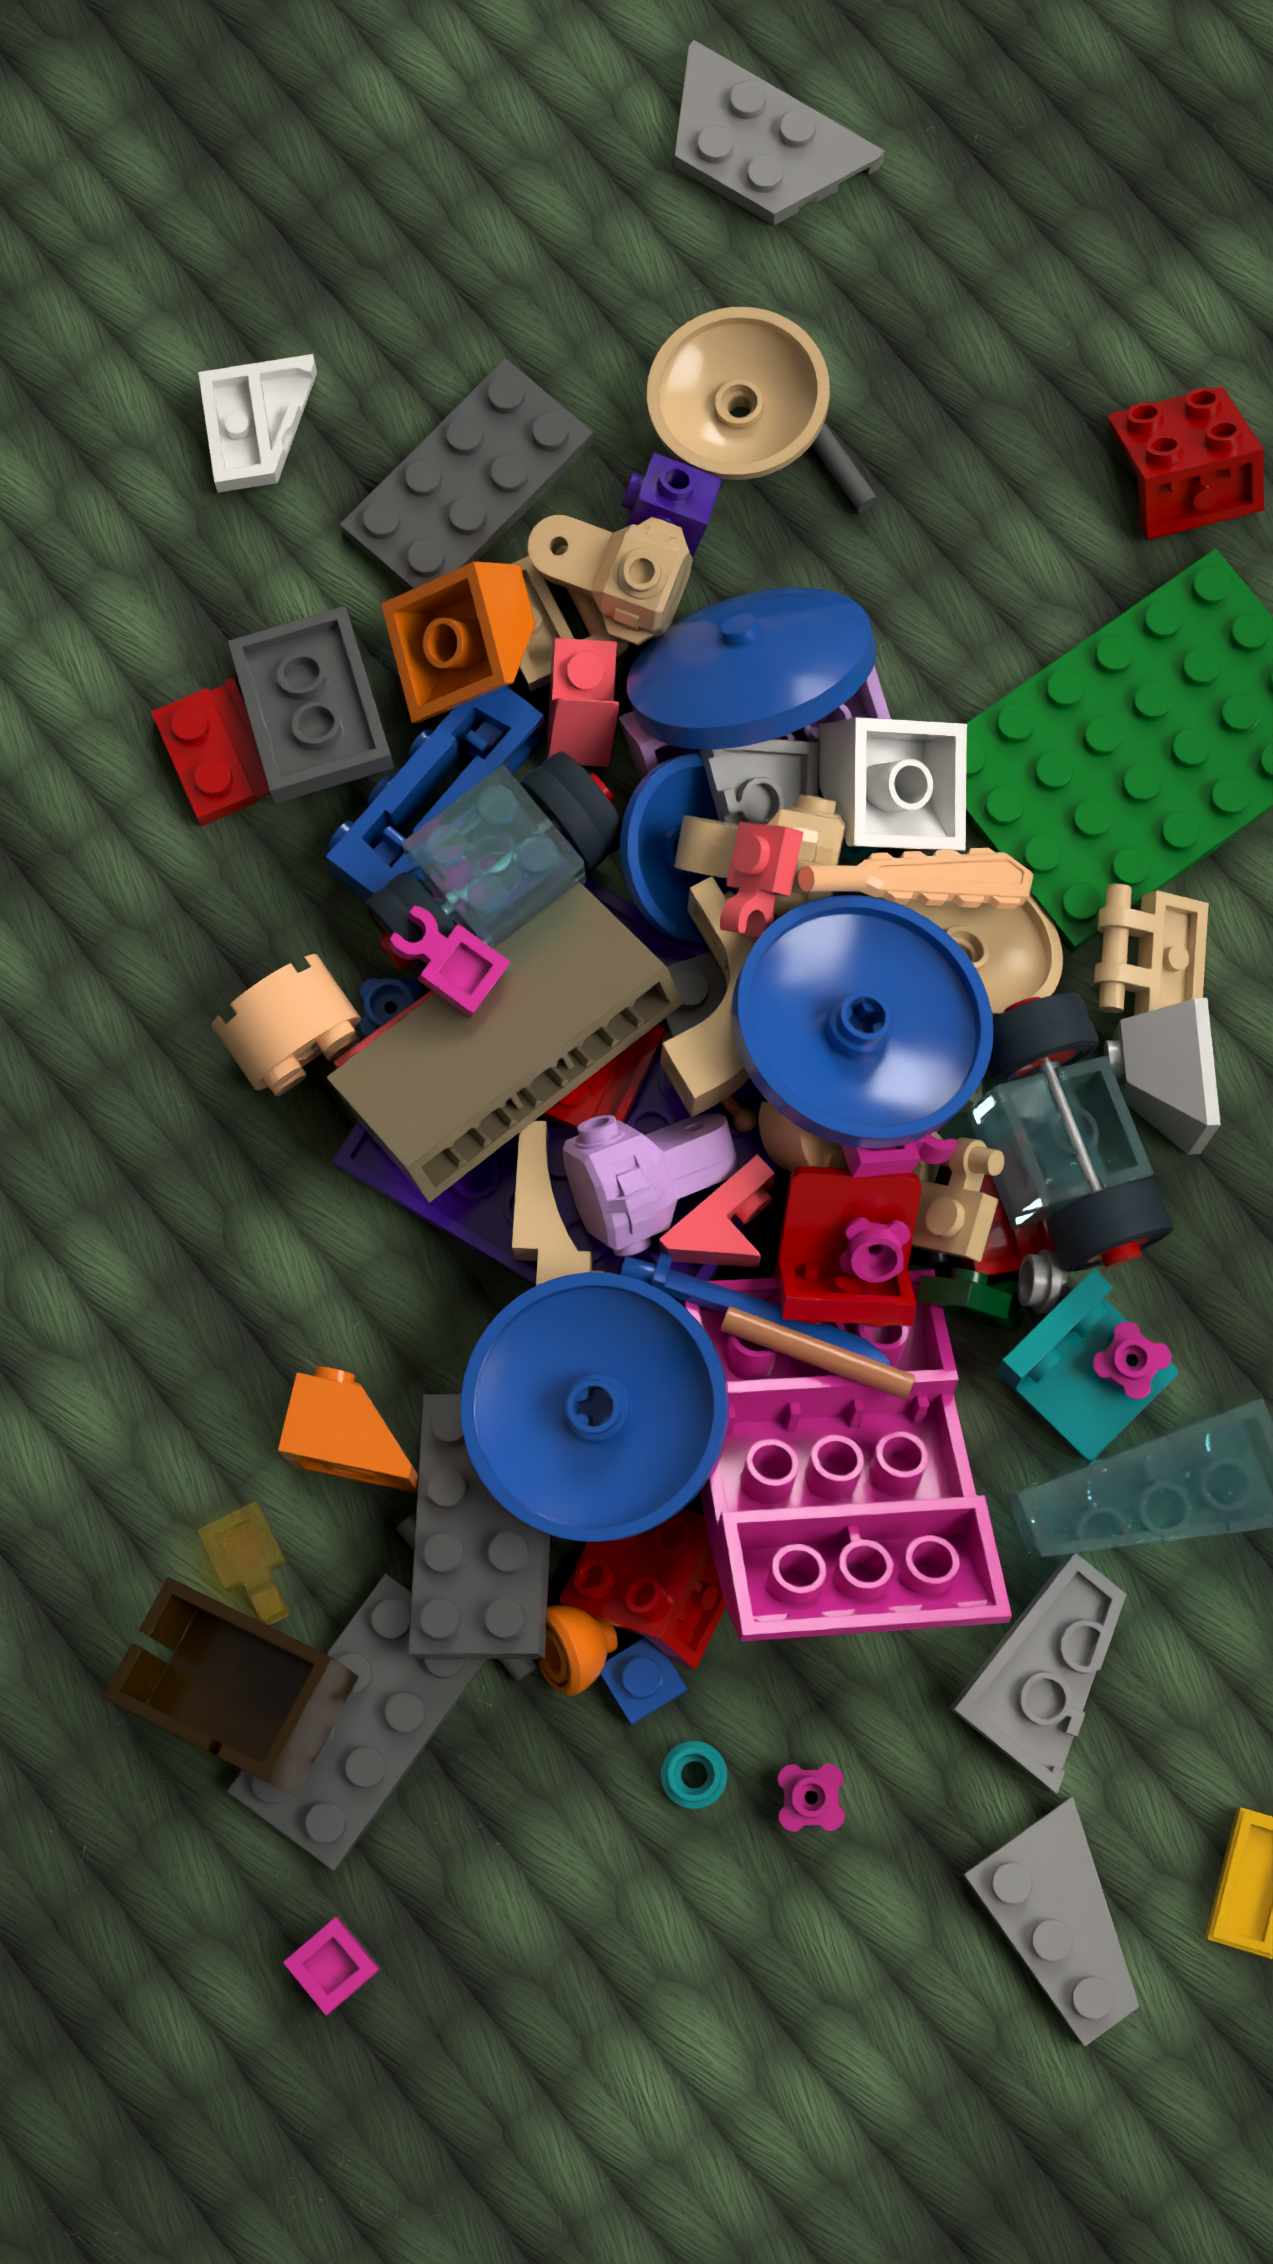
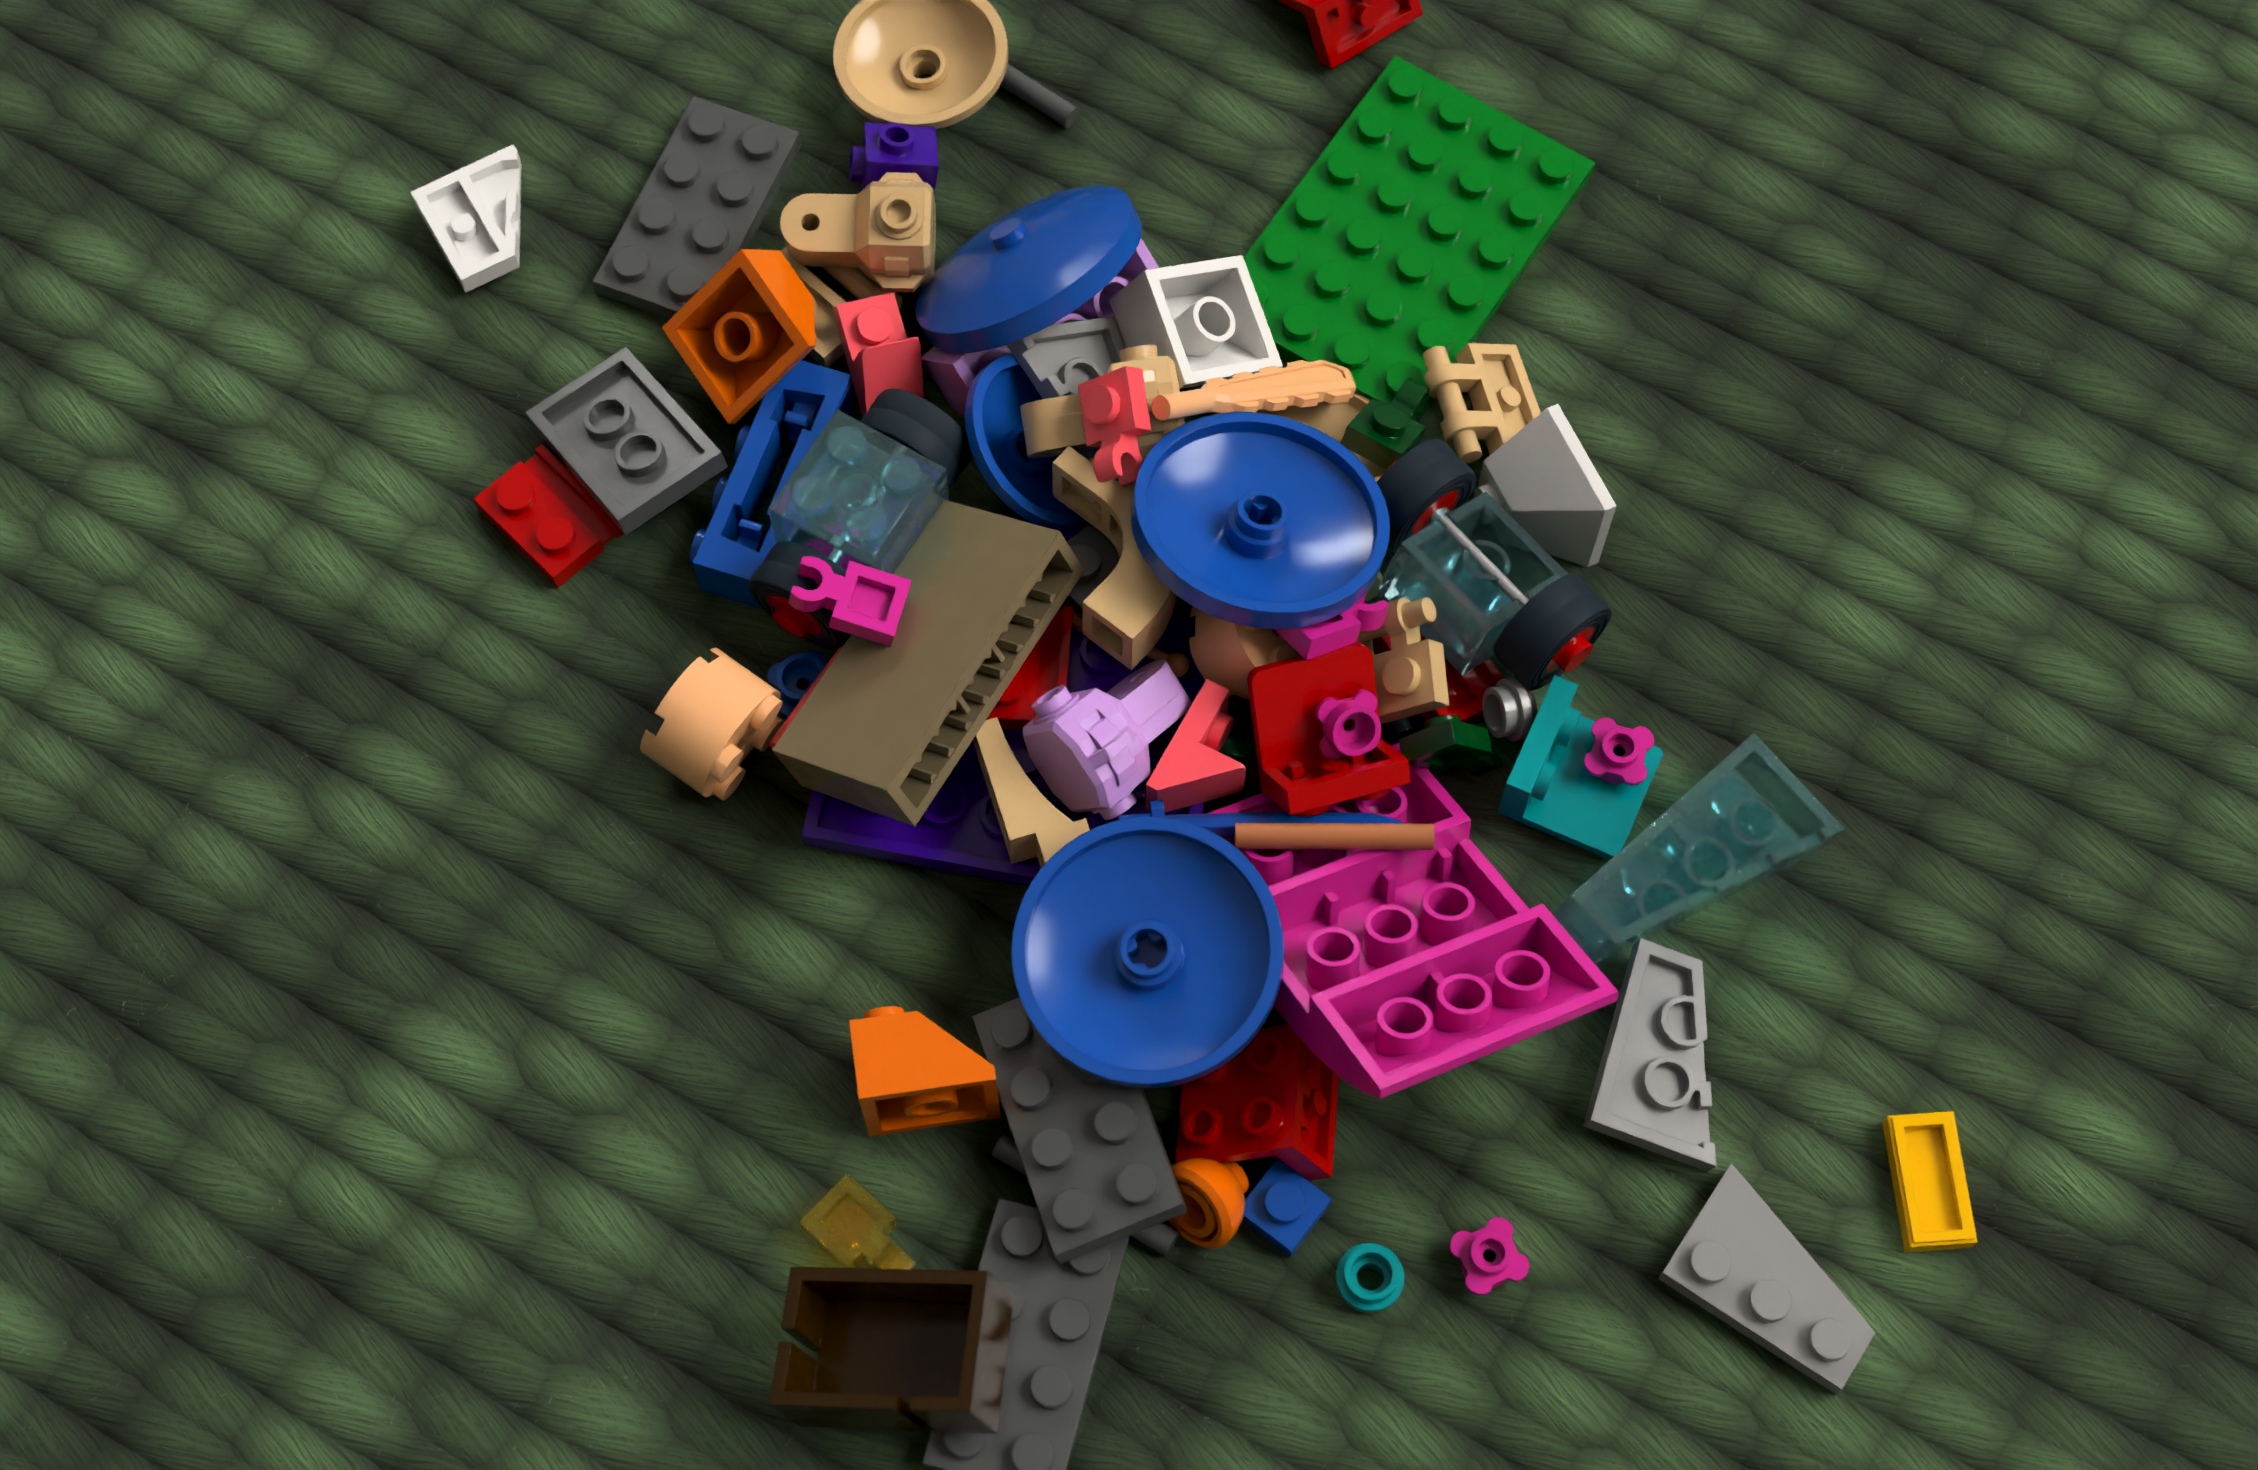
camera: 25 degrees left, 10 degrees down
(1040, 957) = (1388, 431): none -> dark green plate

